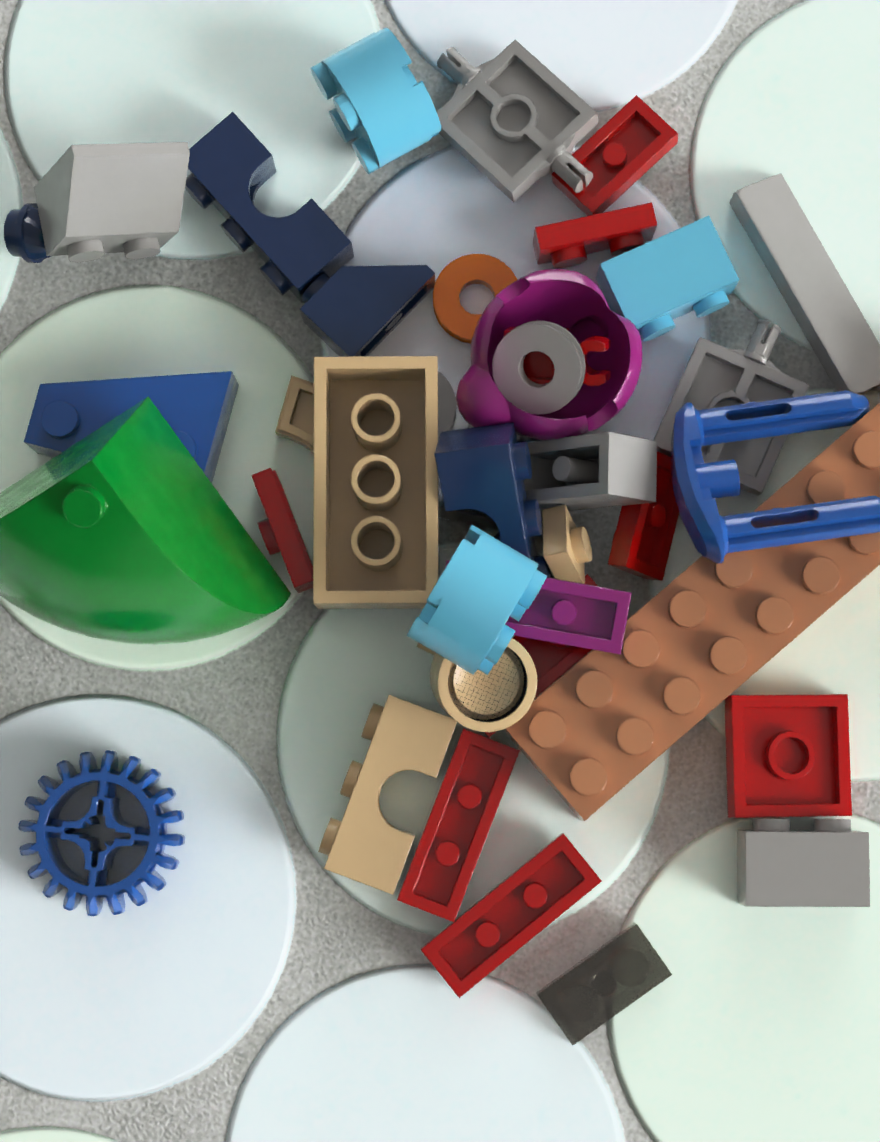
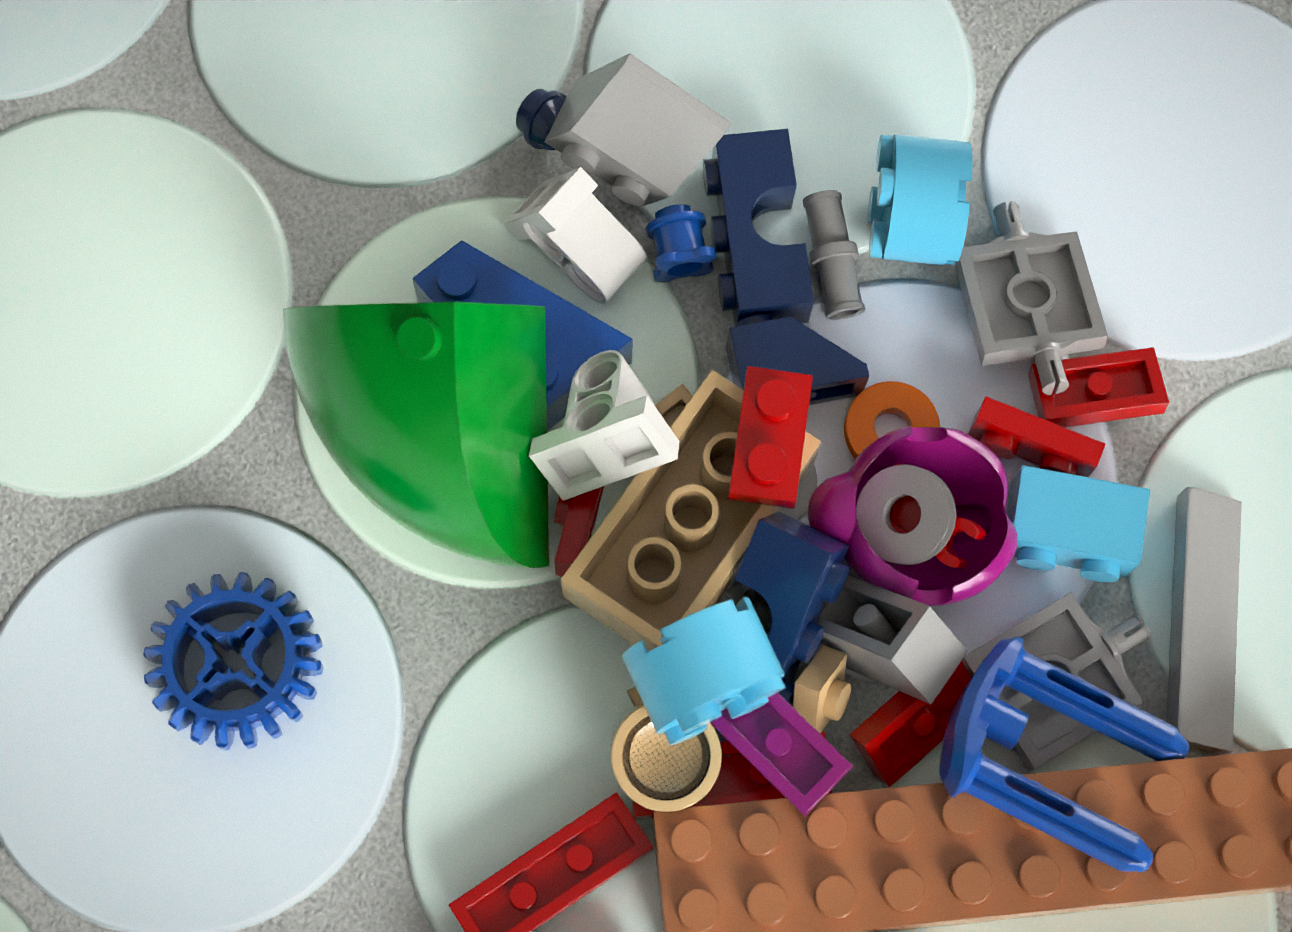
camera: 30 degrees right, 10 degrees down
(125, 312) = (578, 234): none -> white tile
(210, 263) = (680, 243): none -> blue brick
(266, 461) = (606, 431): none -> white tile
(337, 188) = (833, 254): none -> light grey pin
(364, 842) = (552, 764): tan arch -> none
(397, 380) = (770, 437): none -> red plate

